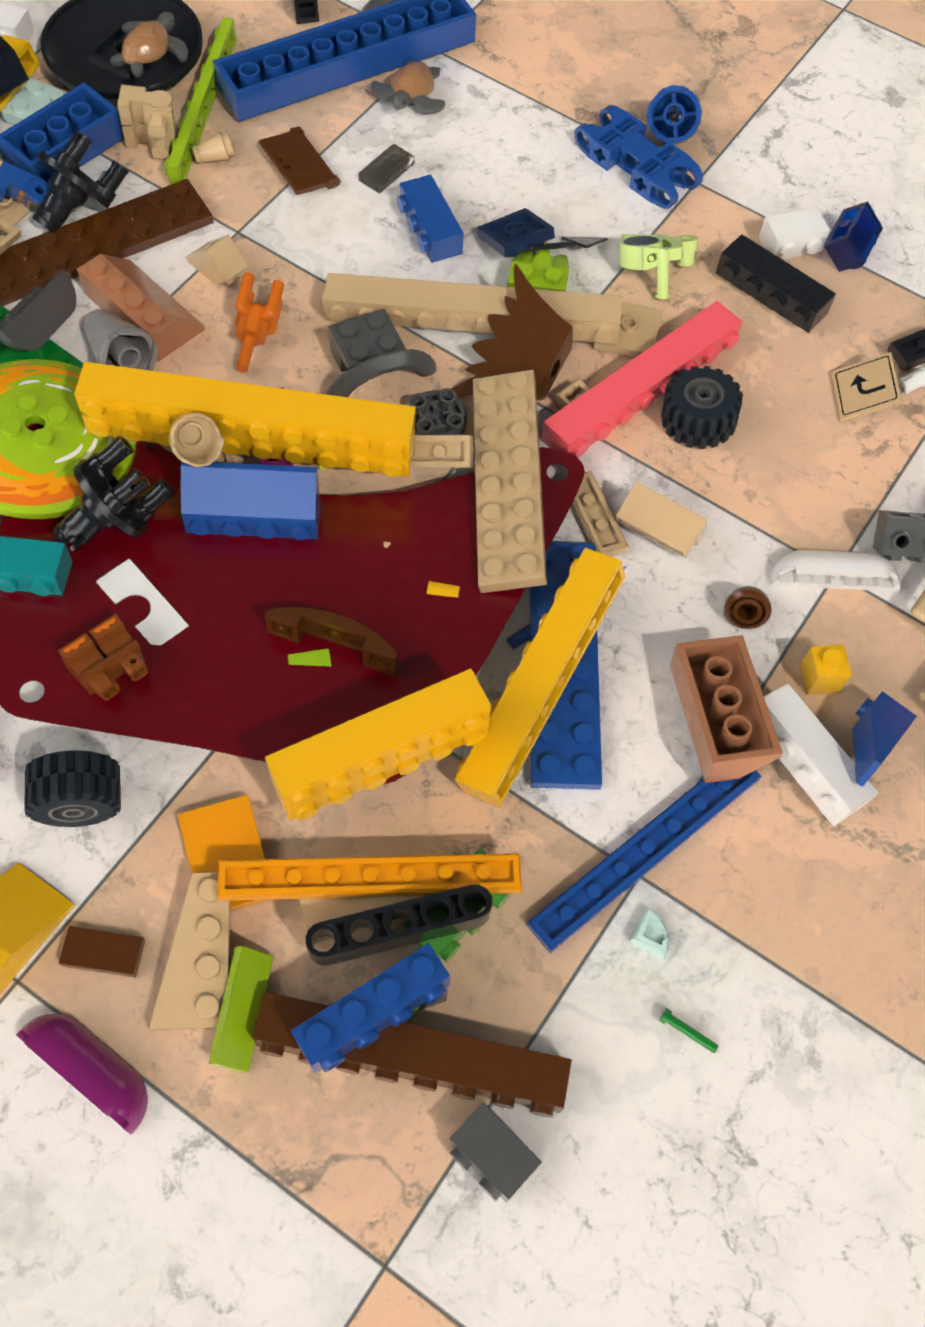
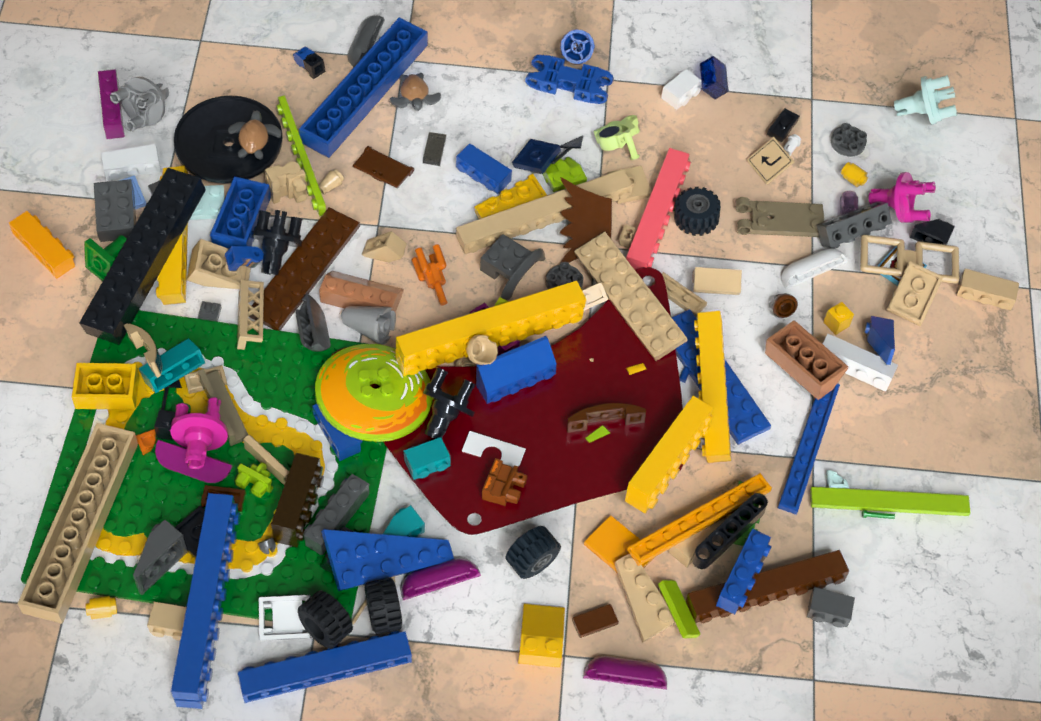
camera: 30 degrees left, 5 degrees down
(464, 271) = (520, 194): none -> yellow wing
(729, 1021) = (890, 501): none -> lime tile
(775, 283) = (689, 123): black brick -> none
(840, 485) = (787, 220): none -> dark tan hinge

